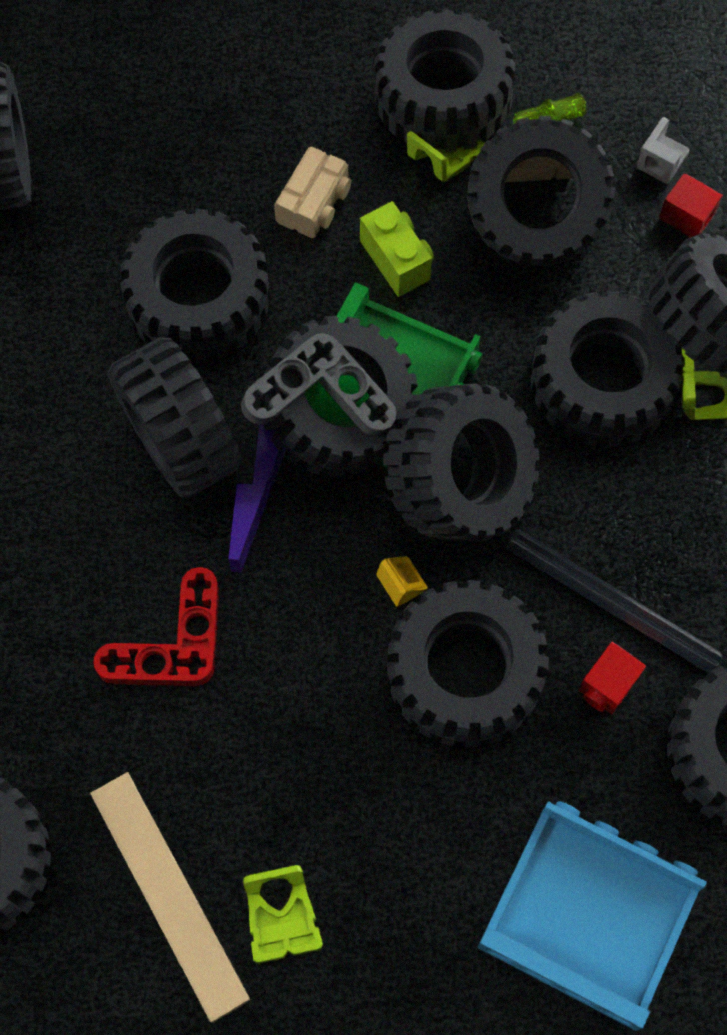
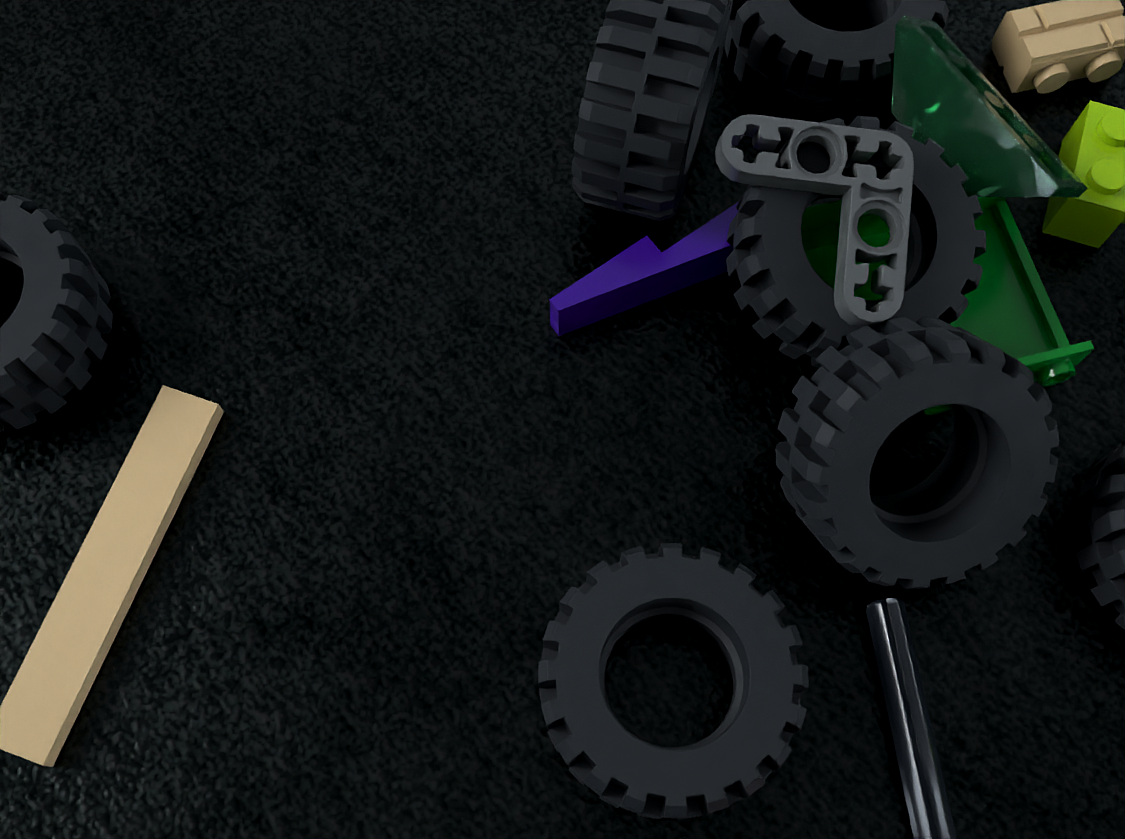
camera: 50 degrees right, 0 degrees up
(186, 647) = (419, 346): red beam -> none
(283, 930) = (161, 737): lime piece -> none
(325, 286) = (960, 110): none -> clear green wedge
(400, 579) = (710, 514): yellow slope -> none

